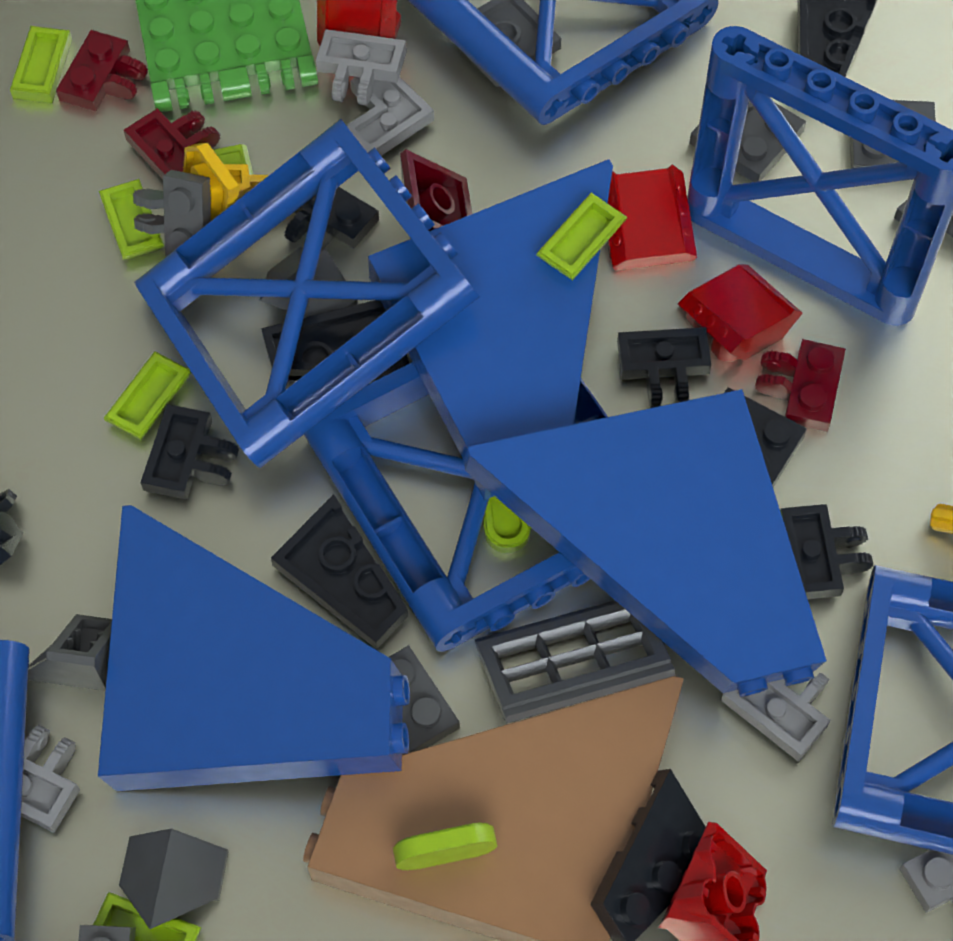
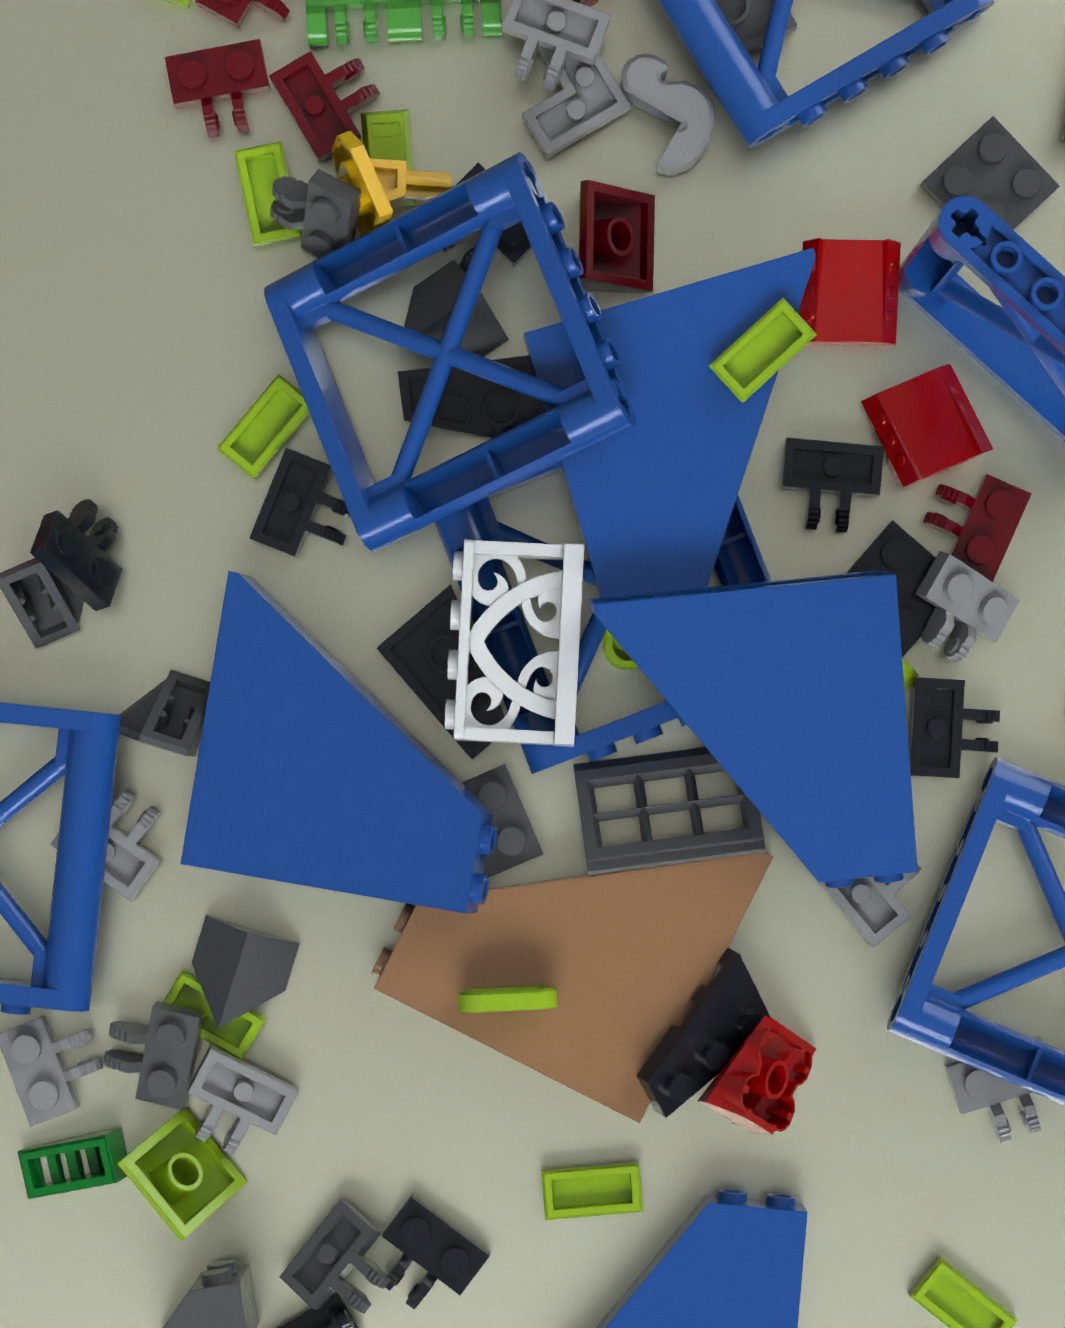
camera: 10 degrees right, 25 degrees up
(80, 143) = (216, 76): none -> dark red hinge
(445, 564) = (560, 589): none -> white fence
(471, 106) = (675, 103): none -> light grey animal
(809, 436) = (966, 597): none -> light grey hinge

